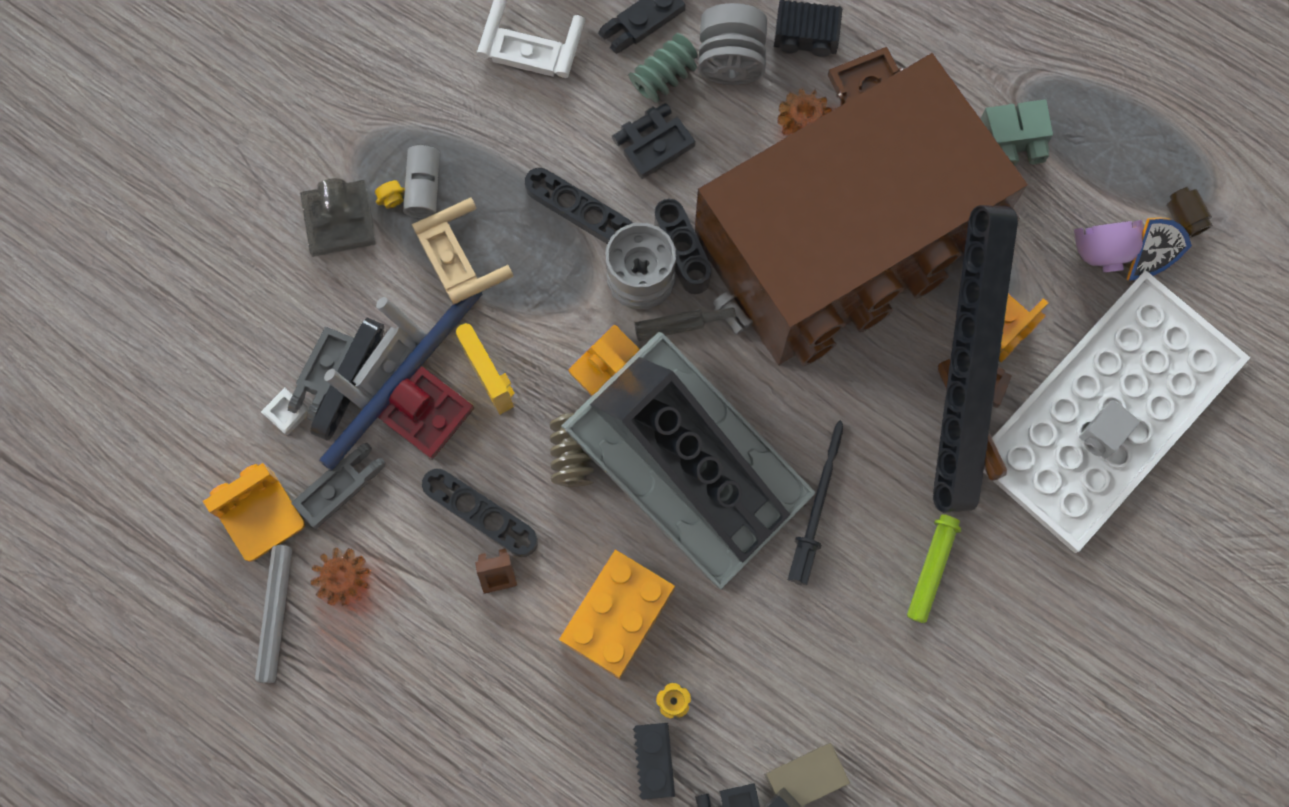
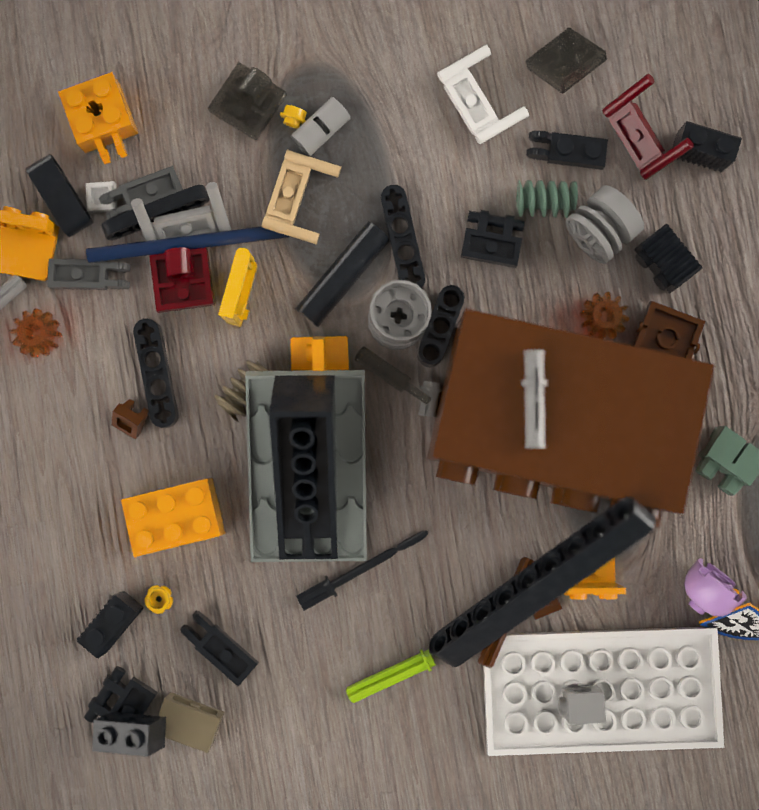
camera: 45 degrees right, 10 degrees up
(224, 362) = (94, 132): none -> light orange hinge
(248, 442) = (59, 195): none -> black beam
(558, 281) = (343, 273): none -> black brick
(771, 689) = (220, 649): none -> black hinge
(813, 193) = (534, 398): none -> light grey pin

